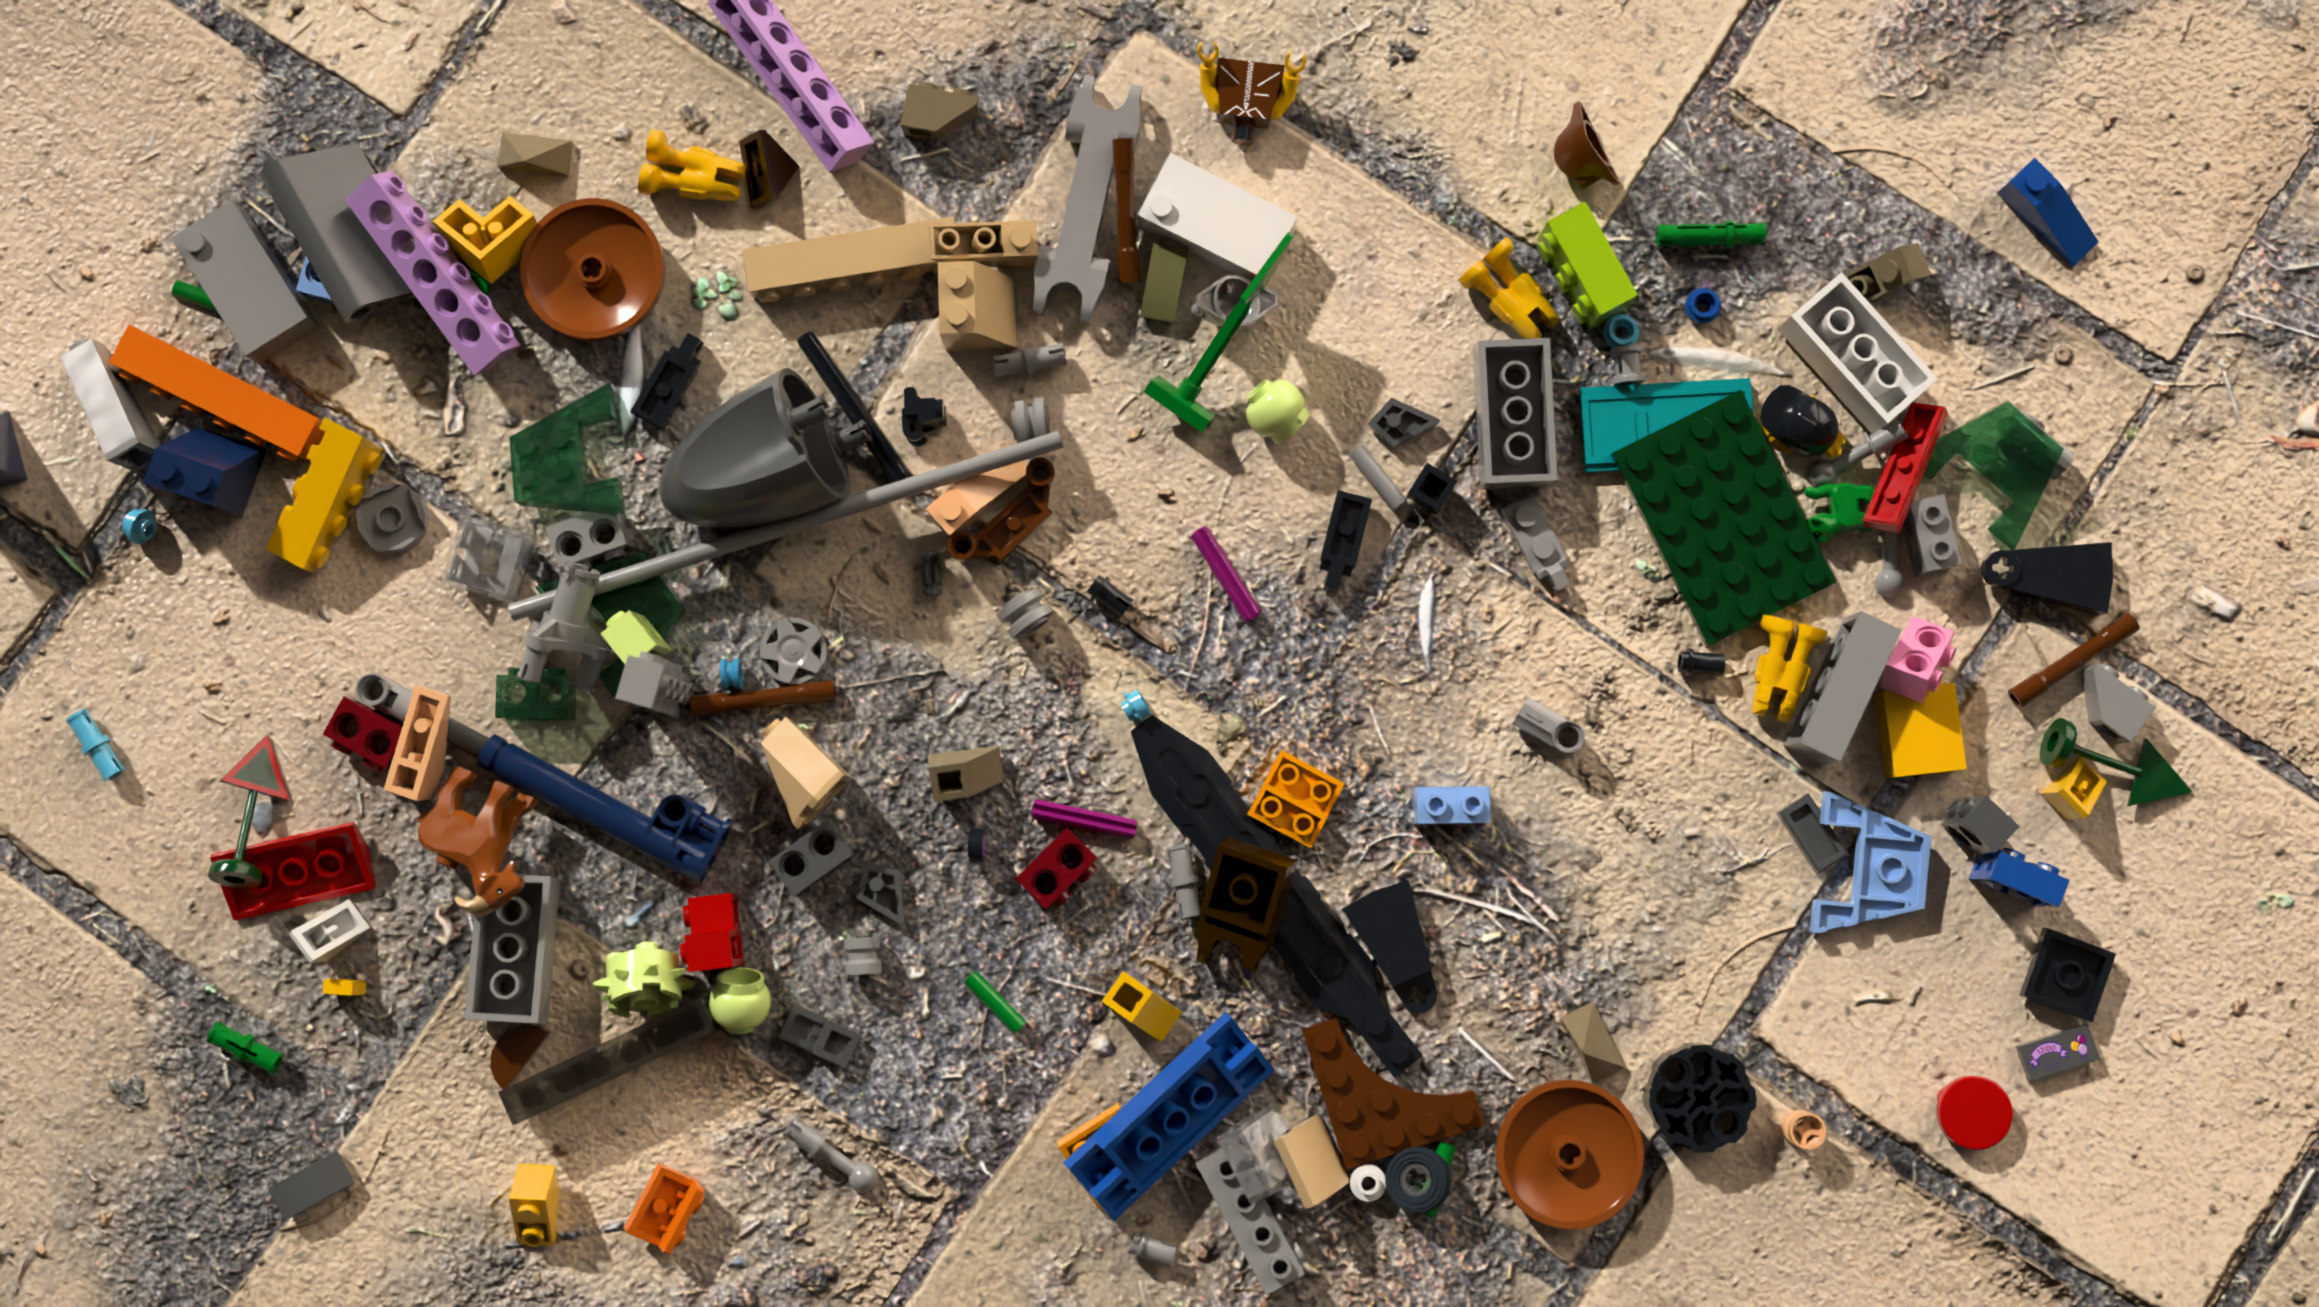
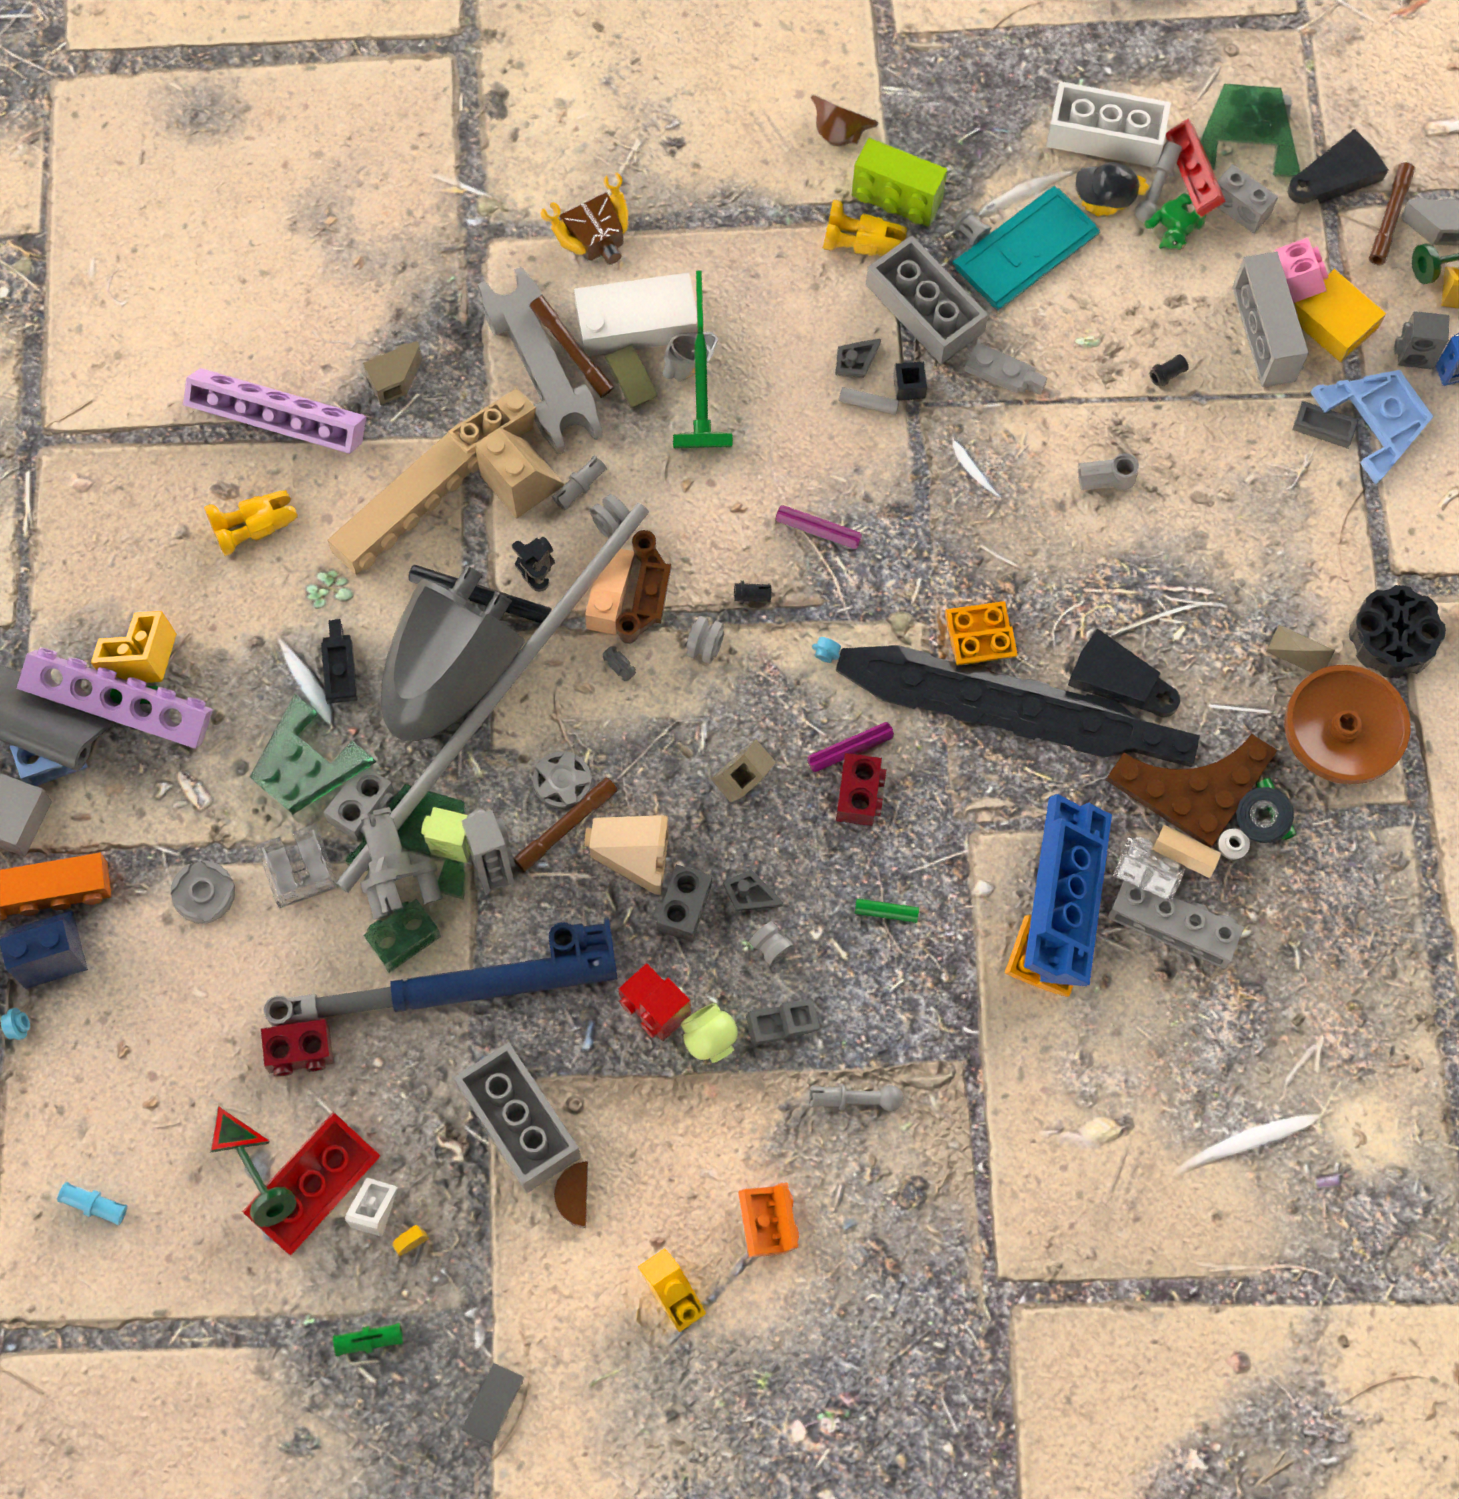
camera: 40 degrees left, 15 degrees down
(324, 496) = (143, 904): yellow wedge -> none
(421, 746) = (344, 1020): light nougat slope -> none
(476, 840) = (435, 1056): dark orange animal -> none
(535, 154) = (128, 584): dark tan slope -> none
(592, 269) = (229, 624): dark orange dish -> none
(608, 1061) = (648, 1143): clear smoke brick -> none
(643, 981) = (631, 1065): yellowish green brick -> none
(731, 674) = (531, 822): dark azure bush -> none
(767, 167) = (302, 483): dark brown slope -> none
(978, 846) = (793, 813): black tile -> none
(1142, 1006) = (987, 835): yellow slope -> none
(1151, 1249) = (1127, 995): light grey pin -> none
(1184, 881) = (951, 738): light grey pin -> none
(1242, 915) = (1006, 727): dark brown brick -> none
(1276, 410) = (770, 399): yellowish green piece -> none
(1344, 537) = (878, 451): black hinge -> none
(1451, 805) = (1086, 563): light blue brick -> none
(1625, 322) = (949, 205): medium azure plate -> none
(1707, 296) = (992, 157): blue plate -> none
(1723, 518) = (1108, 275): dark green plate -> none
(1725, 234) = (967, 113): green pin -> none
(1782, 676) = (1223, 343): yellow piece -> none
(1890, 272) = (1089, 64): dark tan slope -> none
(1890, 581) = (1240, 244): light grey pin -> none

